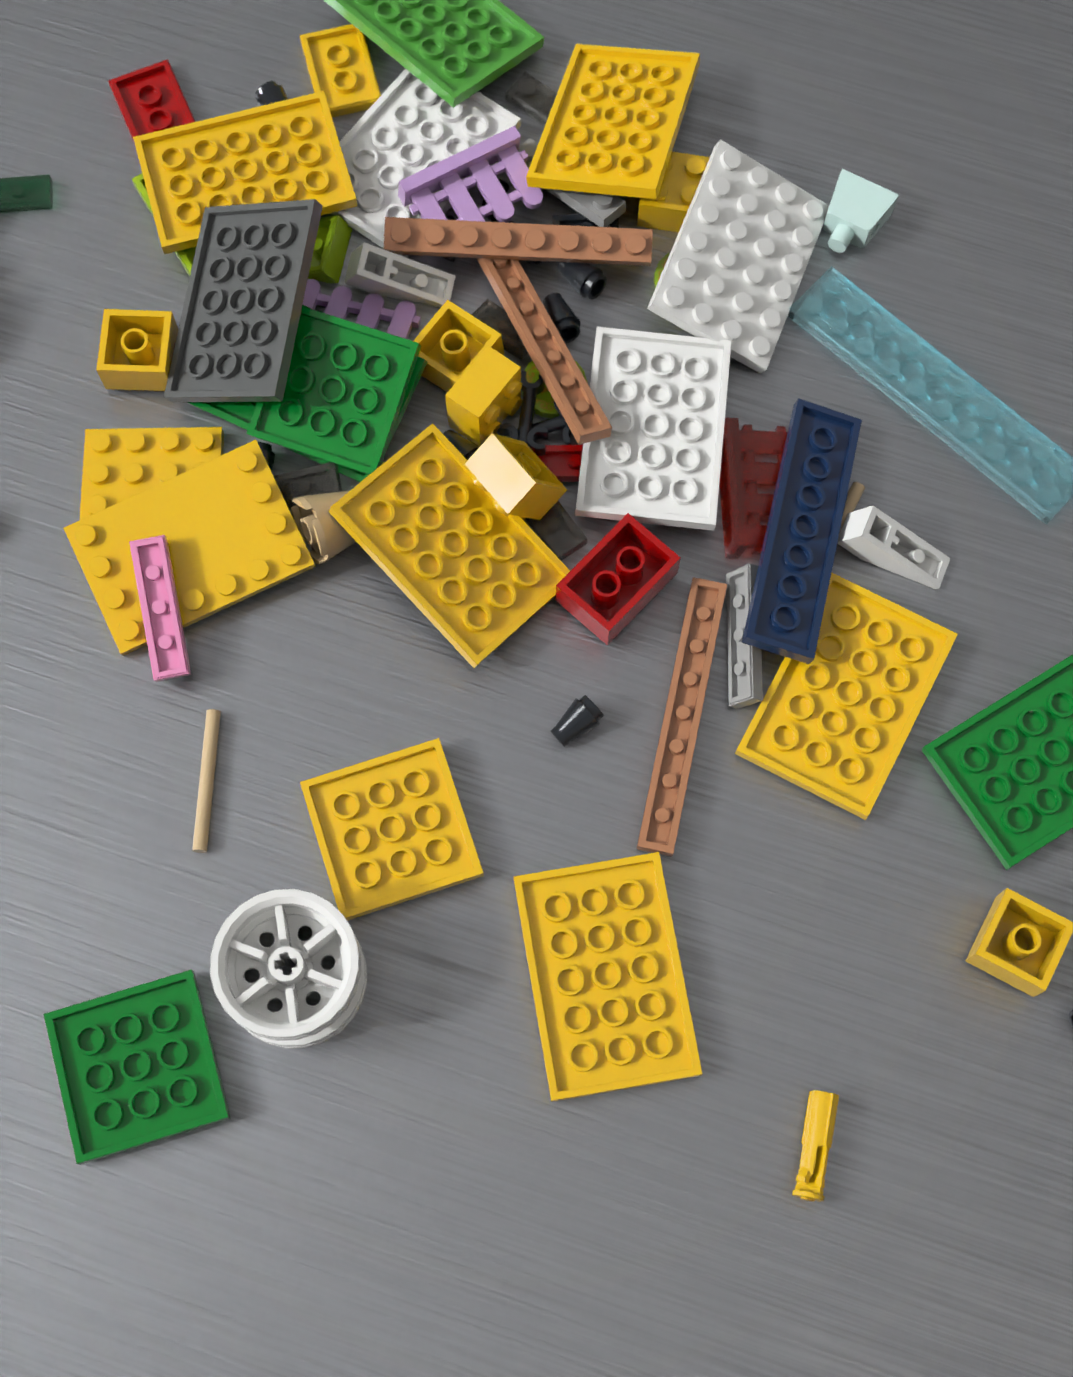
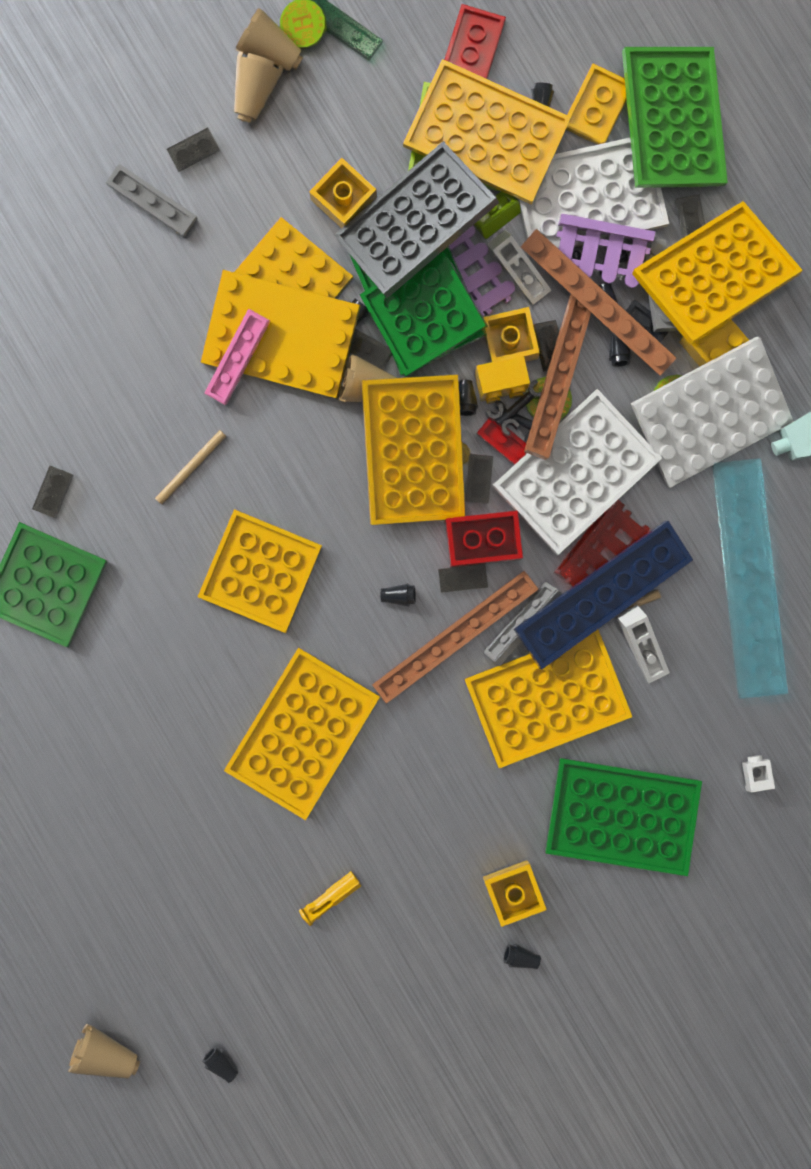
camera: 35 degrees right, 15 degrees up
(58, 945) = (52, 492): none -> clear smoke plate
(239, 949) = (133, 573): white wheel -> none
(514, 477) = (474, 442): yellow brick -> none
(562, 317) = (586, 364): black cone -> none
(632, 645) = (463, 578): none -> clear smoke plate

